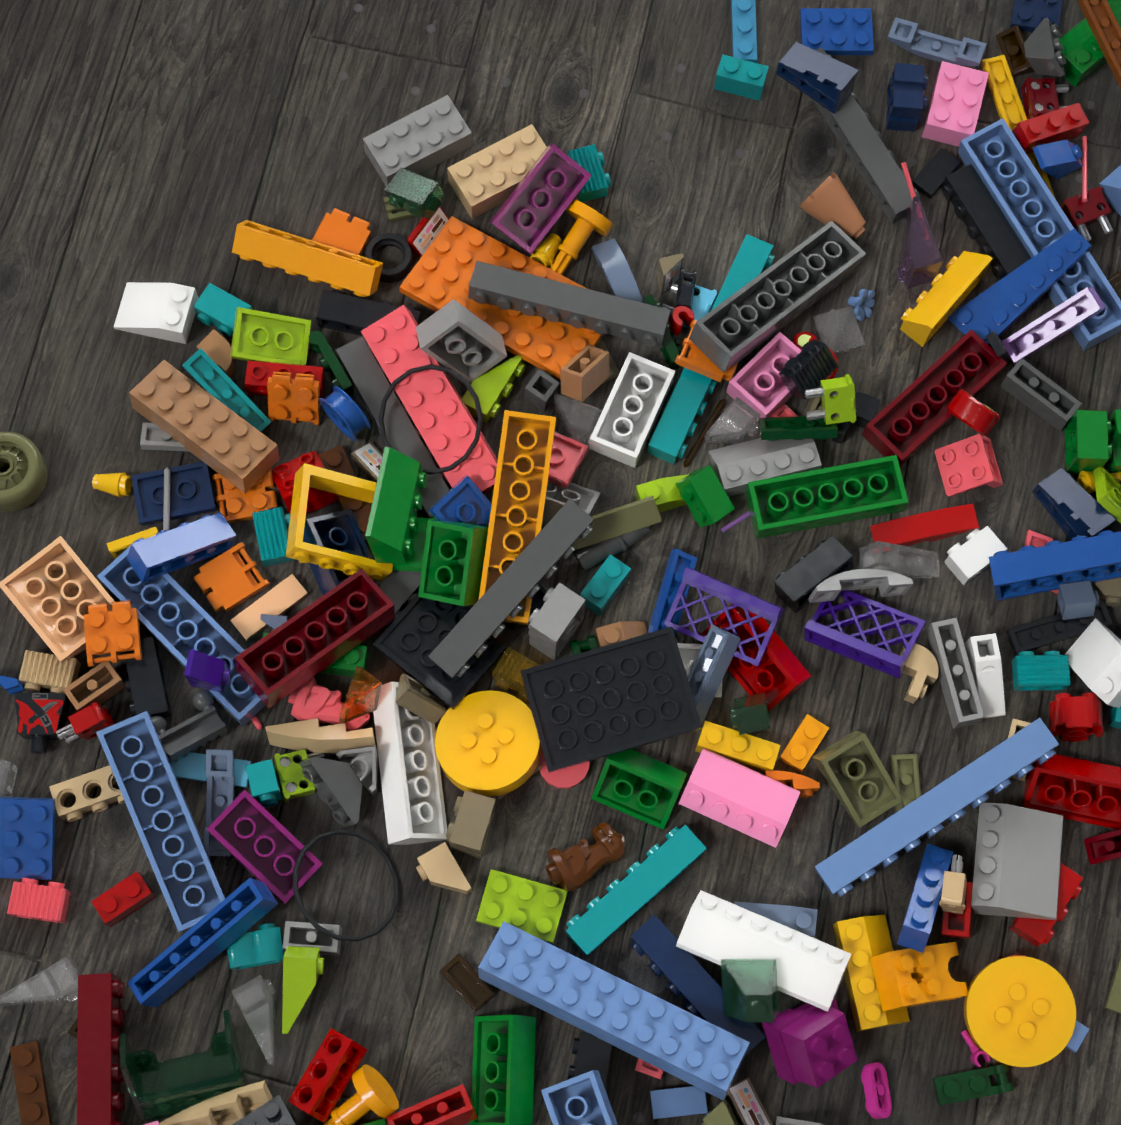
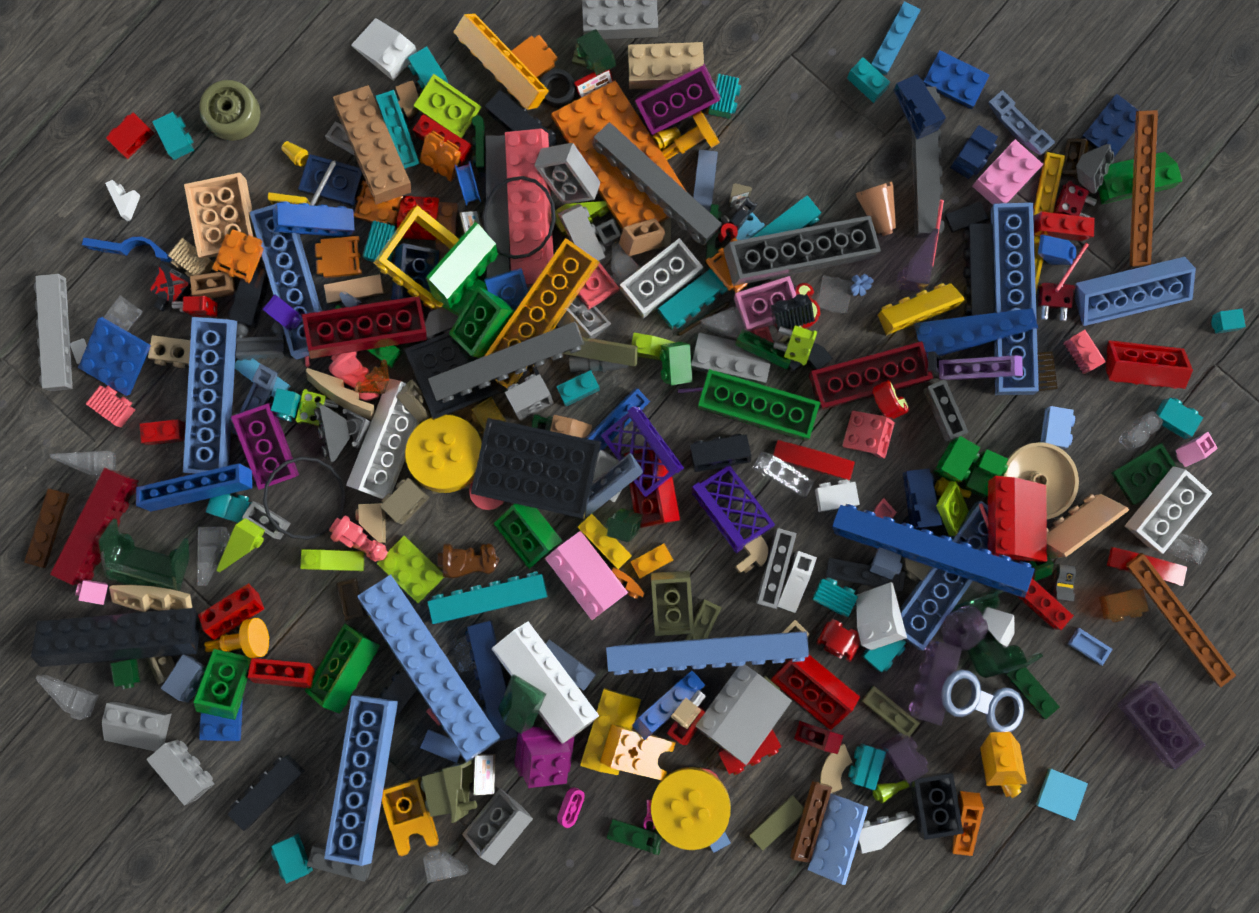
camera: 30 degrees right, 10 degrees up
(419, 945) = (332, 560): none -> lime slope
(428, 900) = (352, 536): none -> coral animal
(502, 394) = (581, 231): none -> light grey brick
(888, 583) = (767, 485): light grey slope -> none

